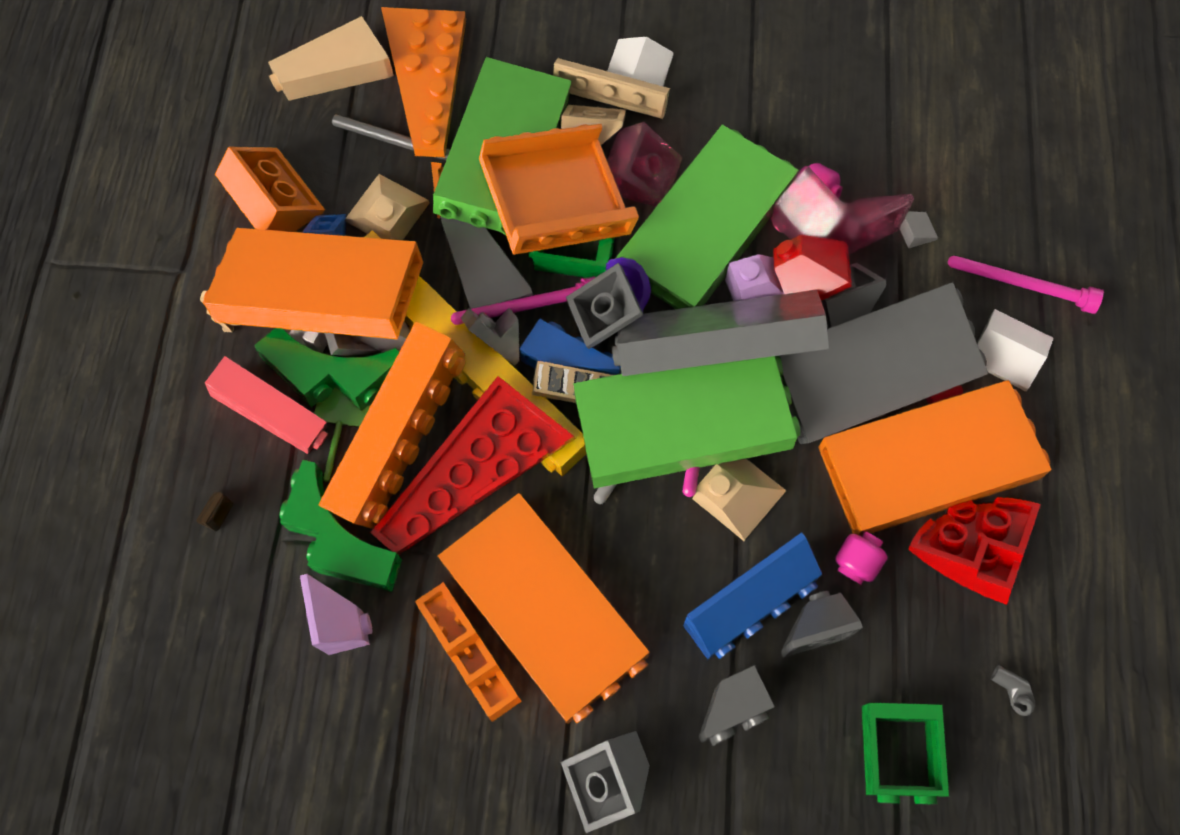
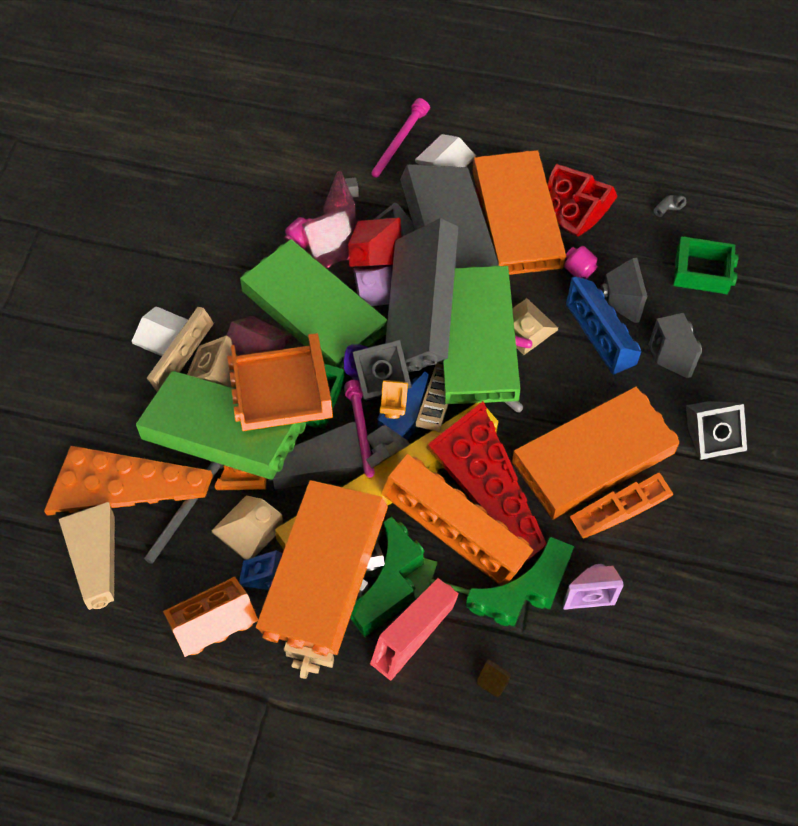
camera: 85 degrees left, 10 degrees down
(561, 327) = (394, 398): none -> light orange bracket

